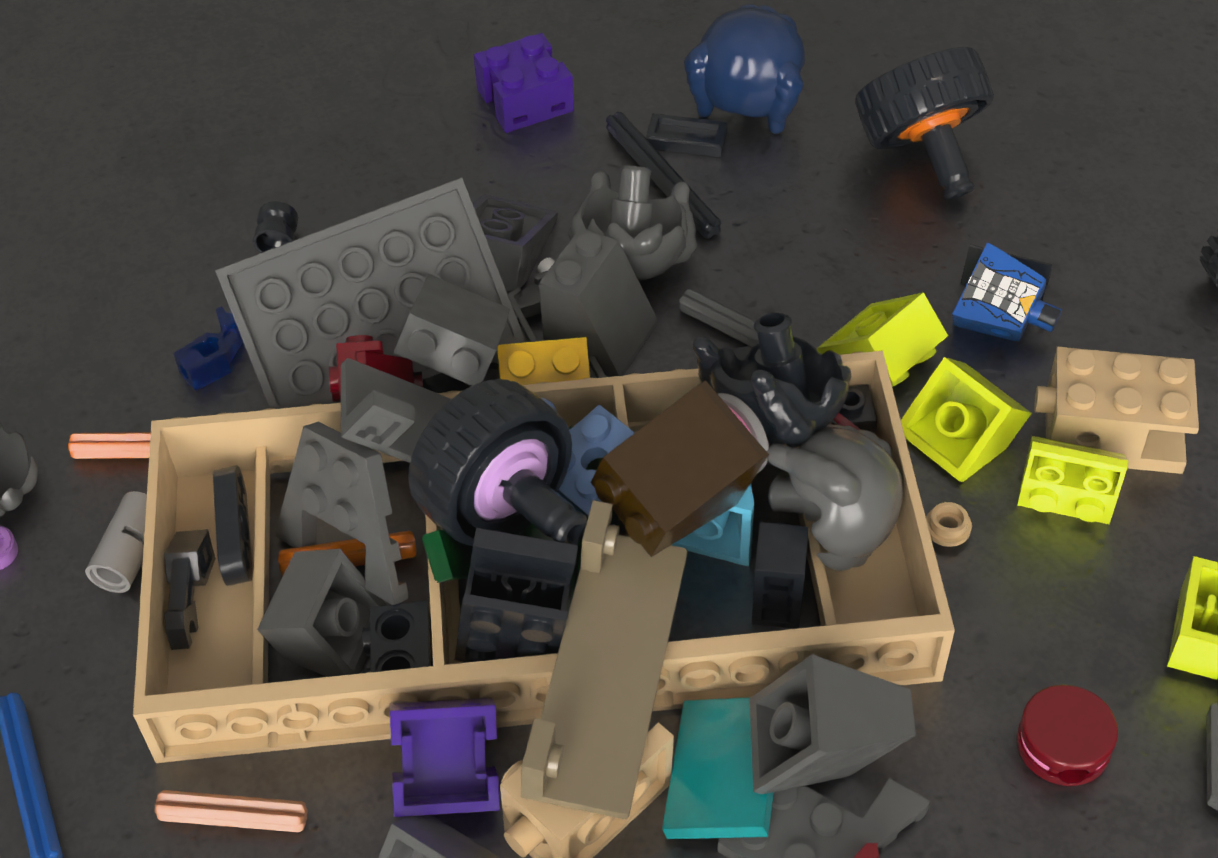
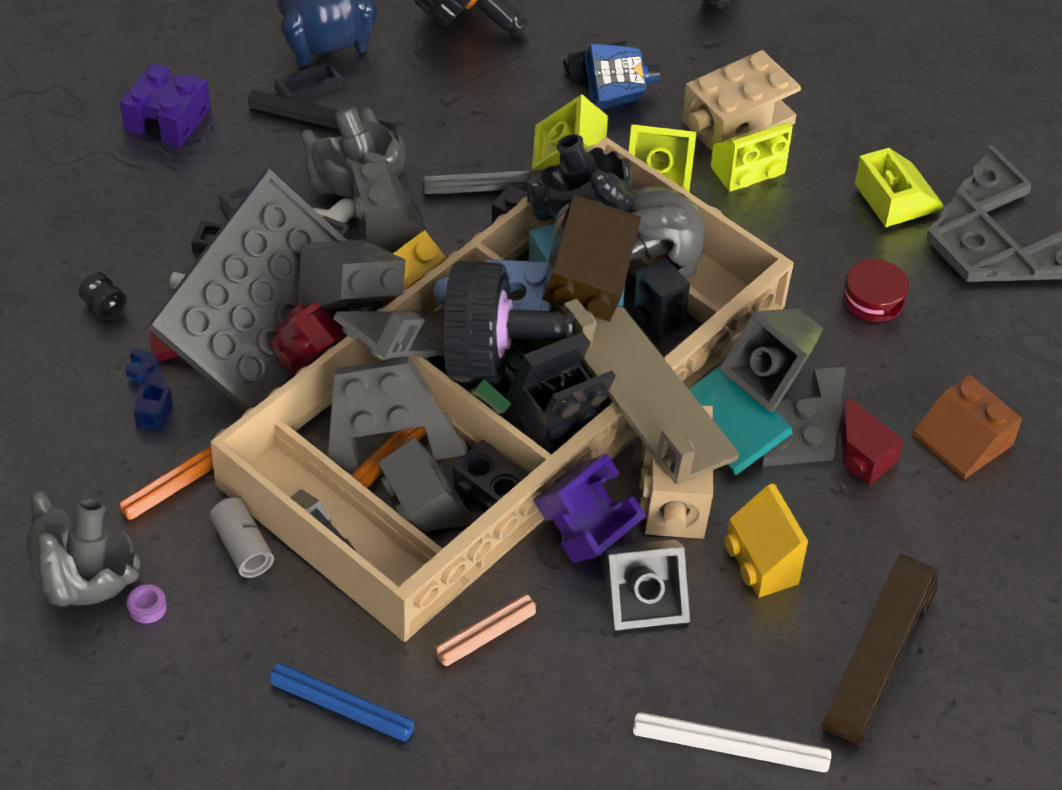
camera: 45 degrees left, 0 degrees up
(232, 526) = (310, 478): black beam -> none

